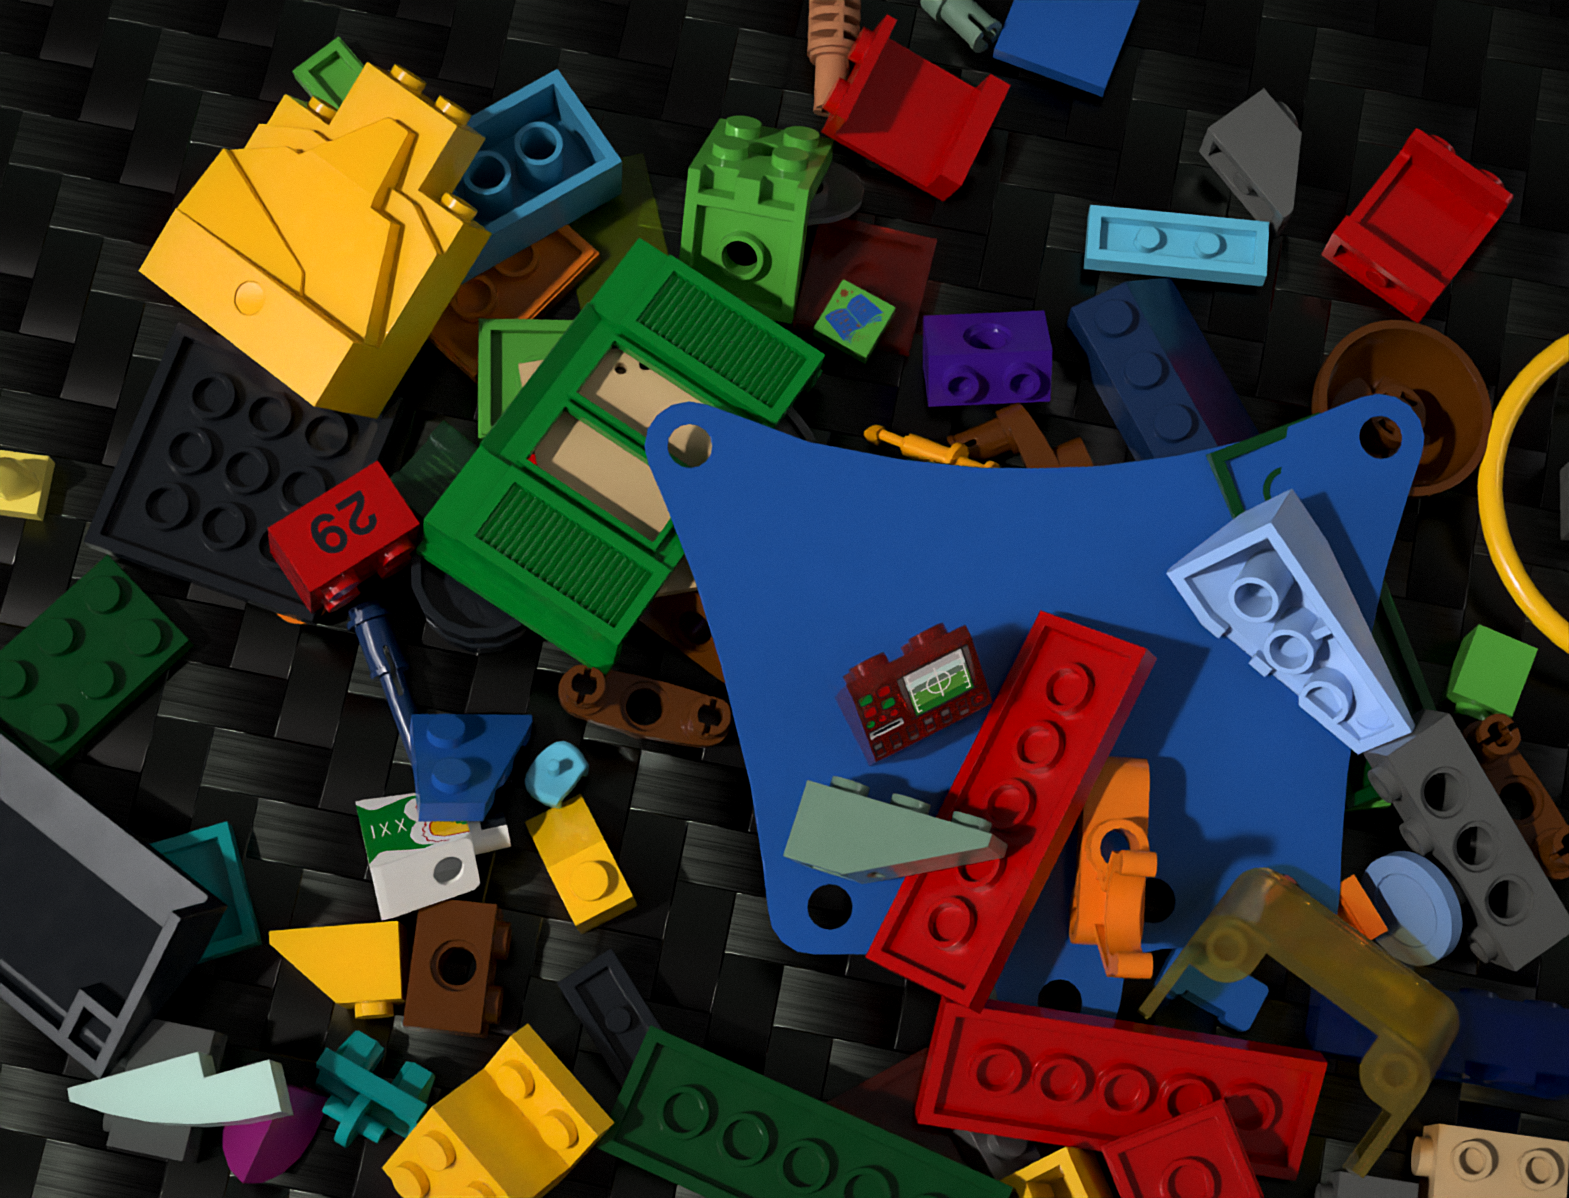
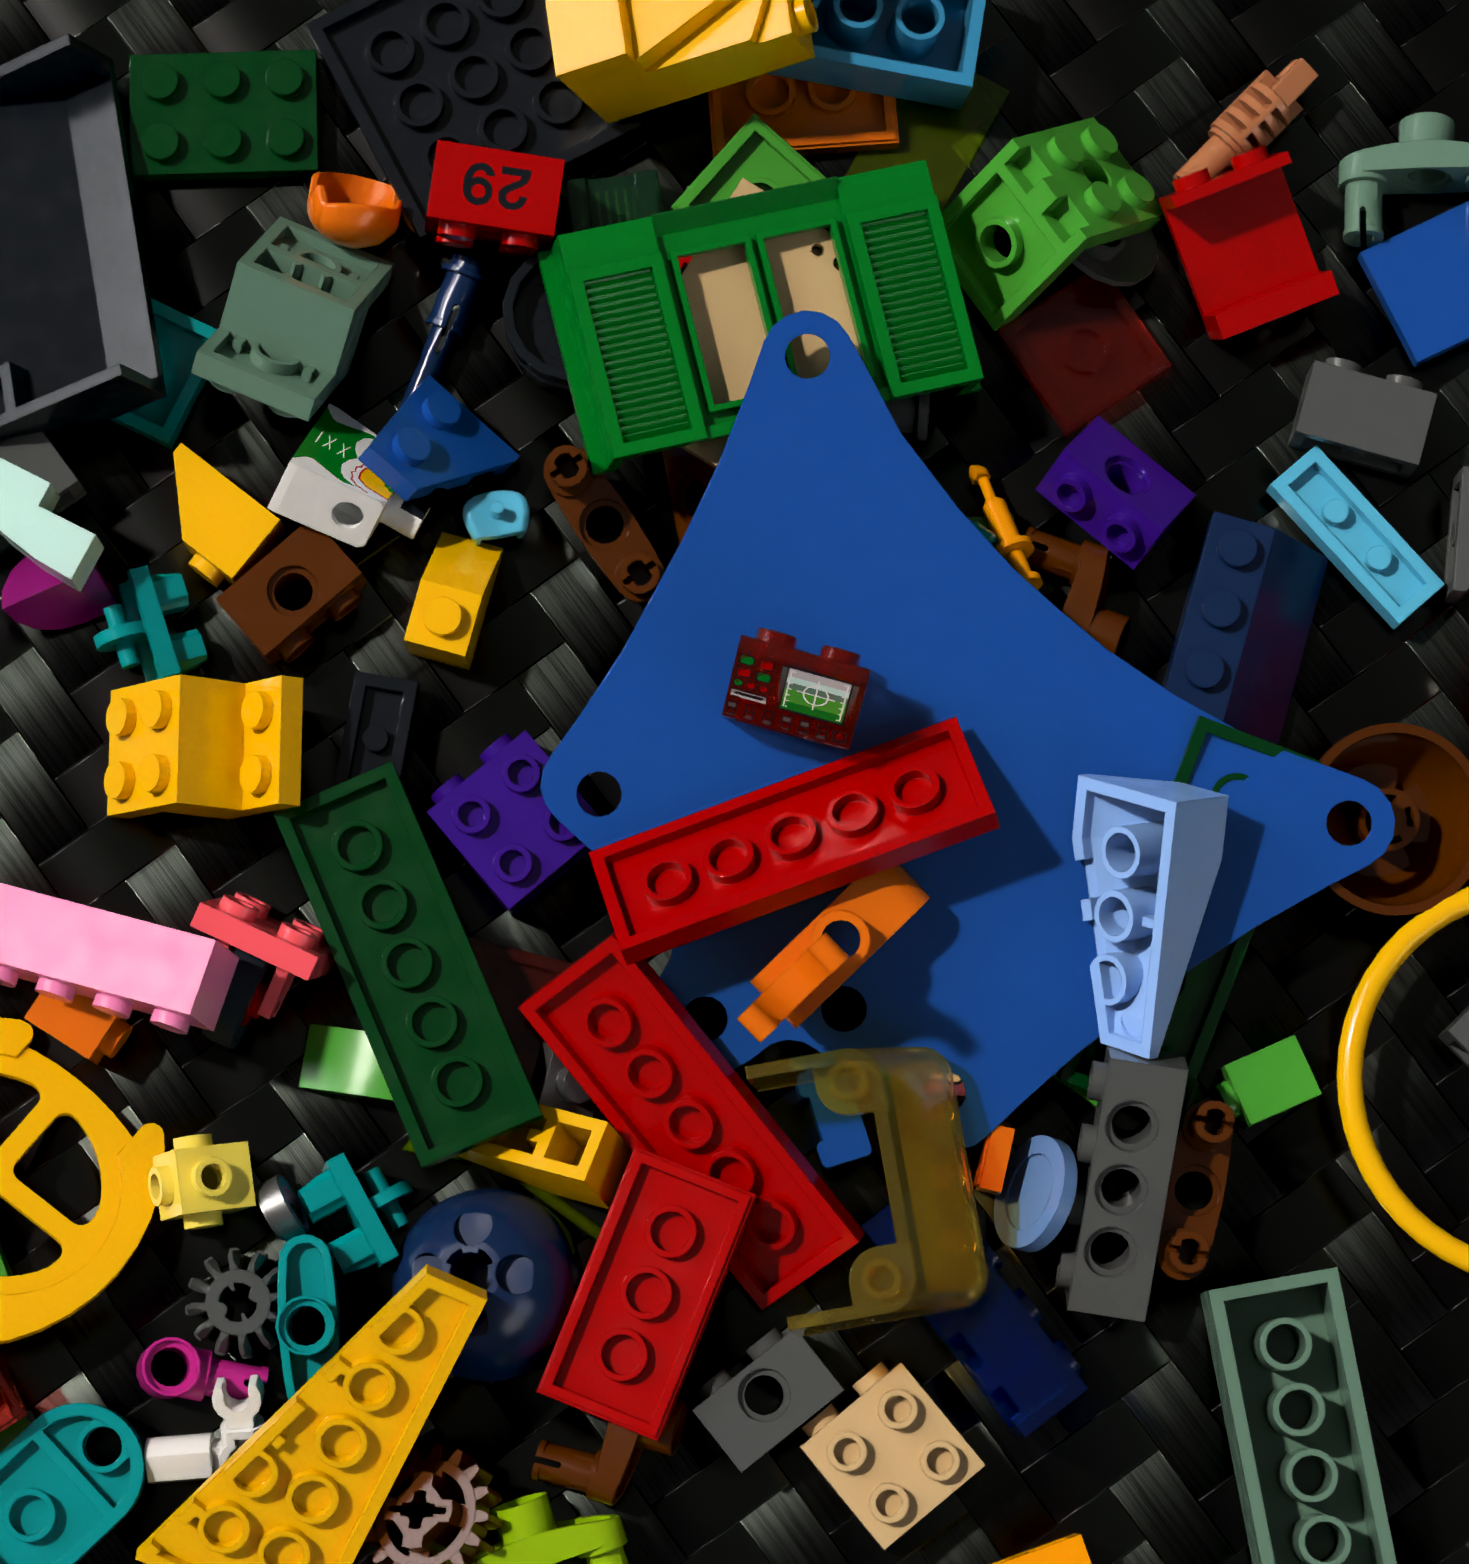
camera: 40 degrees right, 5 degrees up
(242, 645) = (353, 209): none -> orange hair
(271, 765) = (292, 319): none -> sand green bracket
(773, 994) = (503, 824): none -> dark purple brick
(854, 321) = (1042, 372): bright green tile -> none
(878, 841) = (665, 771): sand green slope -> none
(1103, 158) = (1363, 417): none -> dark grey brick

